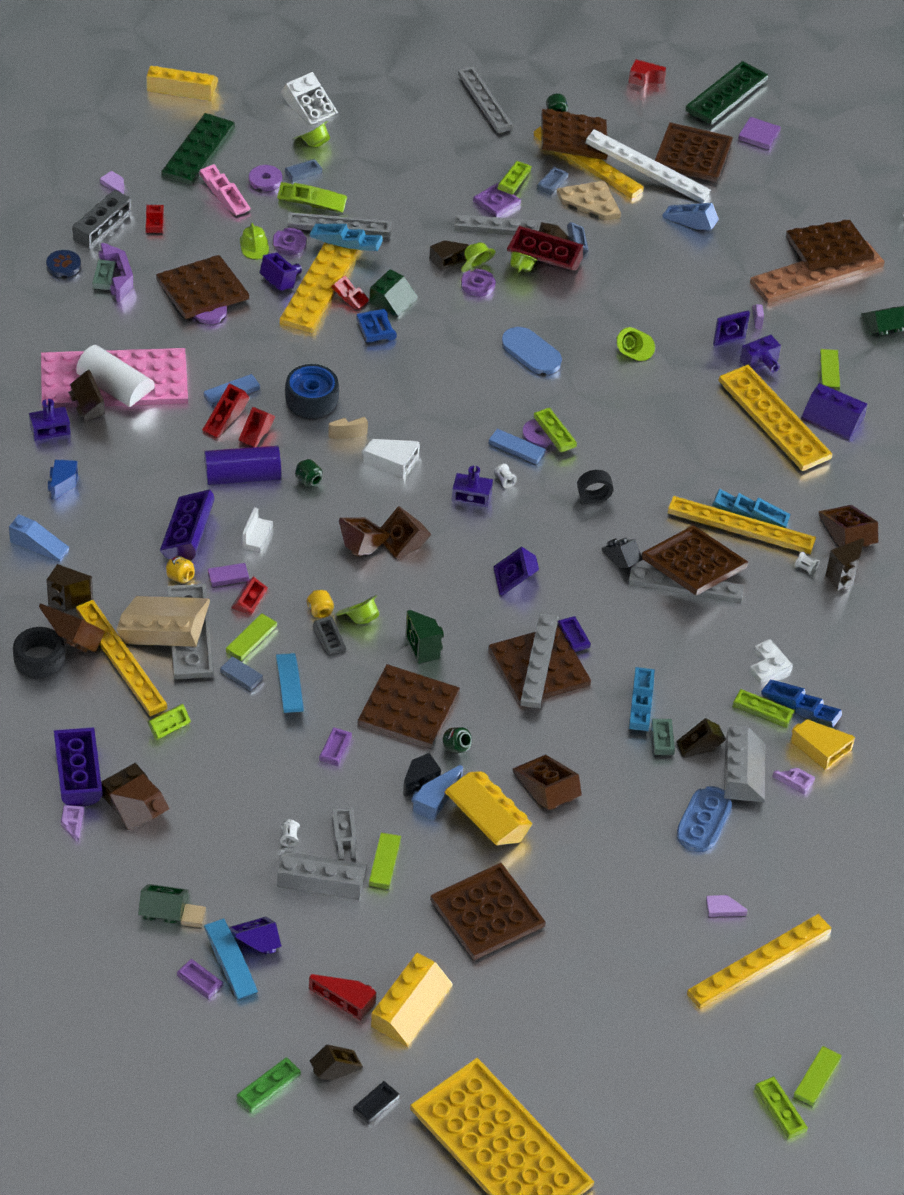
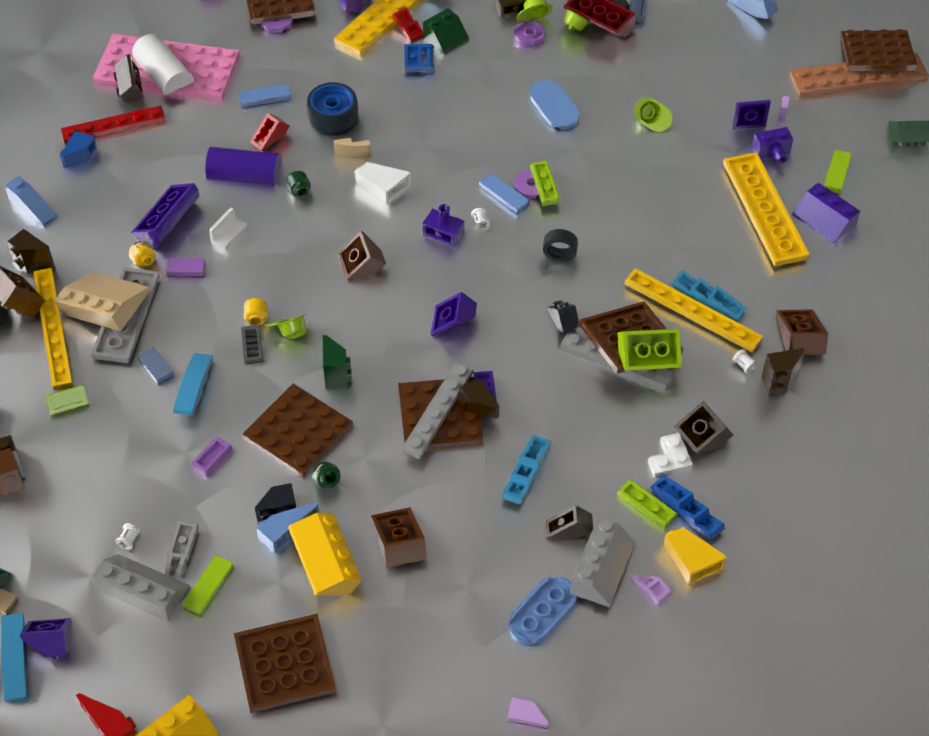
camera: 20 degrees right, 5 degrees up
(50, 422) = (89, 97): dark purple brick -> none
(87, 445) = (116, 123): none -> red plate
(226, 411) = (249, 113): red slope -> none
(250, 596) = (196, 291): red slope -> none
(251, 637) = (180, 331): lime tile -> none
(362, 535) = (321, 251): reddish brown slope -> none
(577, 643) = (478, 399): none -> dark brown slope
(663, 737) = (532, 513): sand green plate -> none
(721, 566) = (650, 349): none -> lime slope
(792, 630) = (703, 429): none -> dark brown slope

